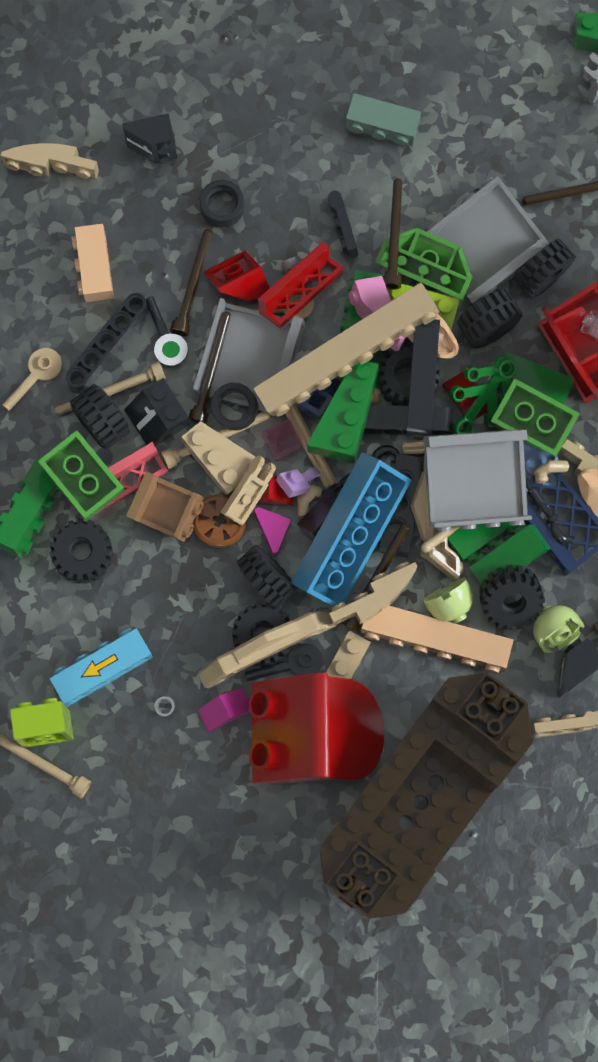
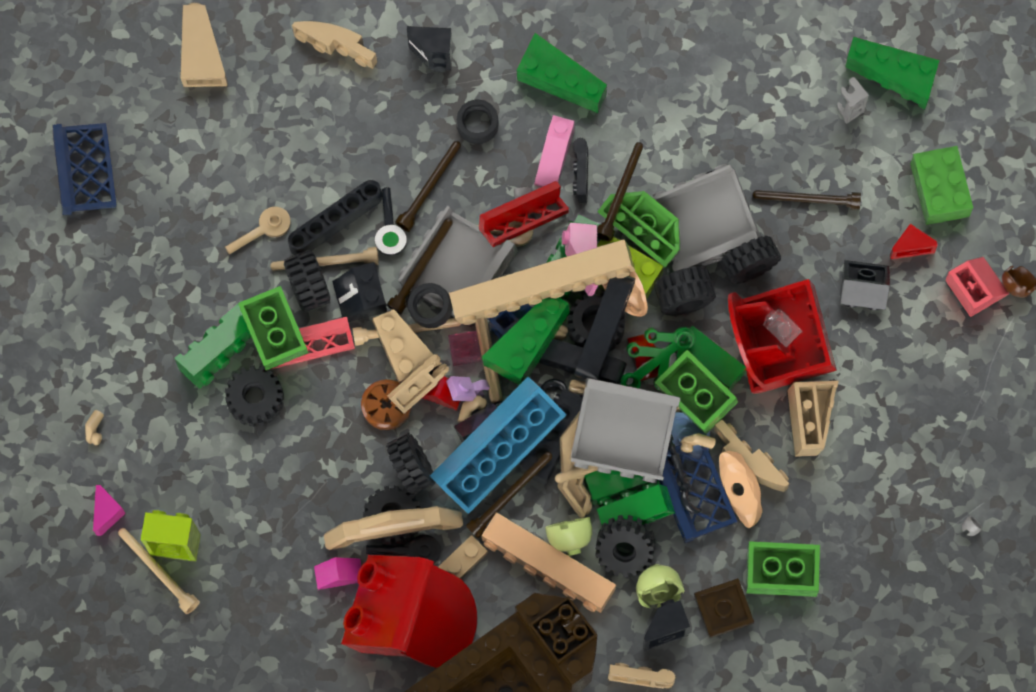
camera: 20 degrees right, 5 degrees down
(92, 263) = (345, 143): light nougat brick -> none
(101, 667) = (239, 503): medium azure brick -> none
(164, 711) = (283, 558): light grey hinge -> none
(165, 507) = (340, 377): medium nougat panel -> none
(239, 277) = (471, 191): red slope -> none
(273, 528) = (433, 425): dark pink slope -> none
(292, 133) = (559, 75): none -> green wedge
(310, 212) = (555, 150): none -> bright pink slope
(383, 120) = (647, 86): sand green brick -> none
(384, 592) = (511, 508): tan slope -> none

